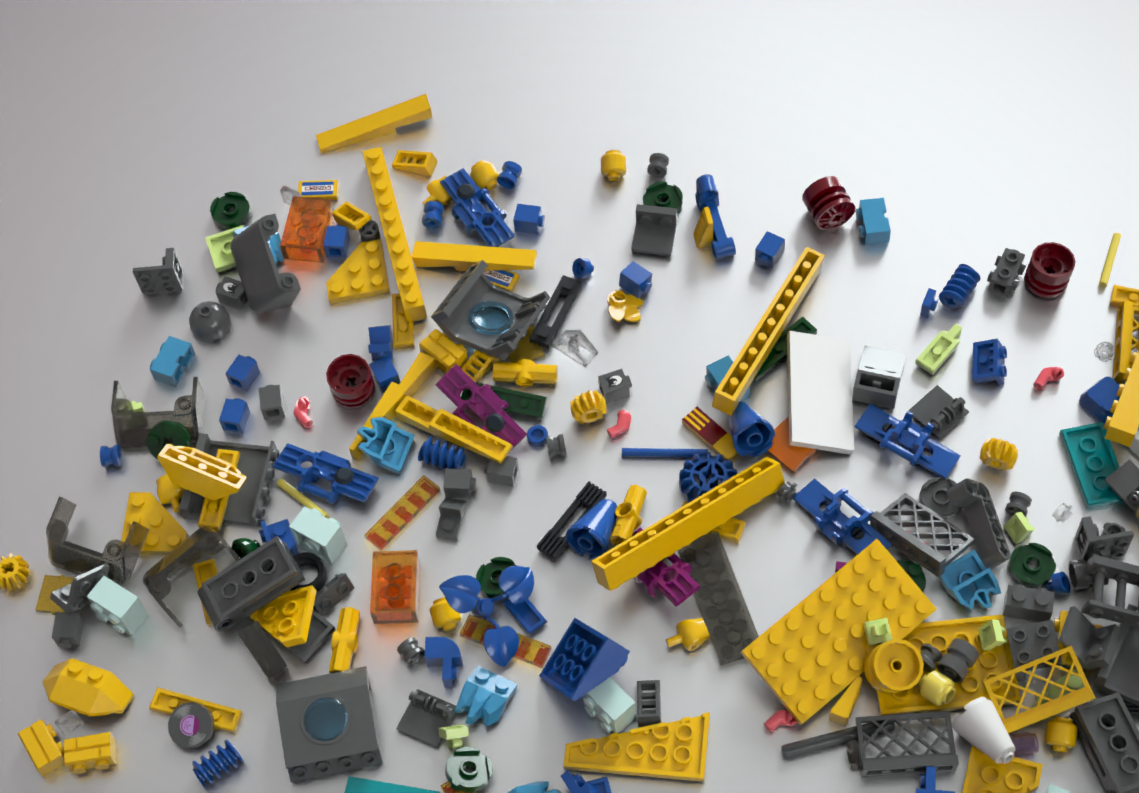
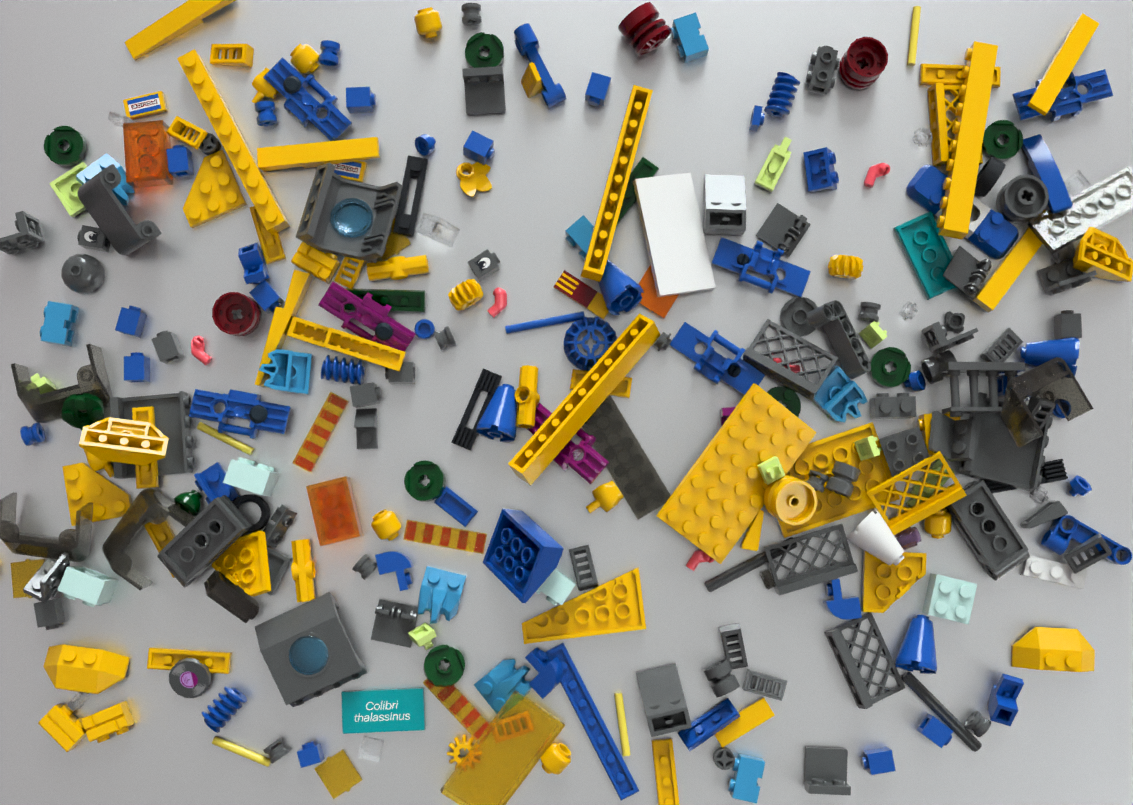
camera: 15 degrees left, 25 degrees up
(463, 597) = (401, 519): blue plant -> none
(937, 688) = (829, 508): light yellow head -> none

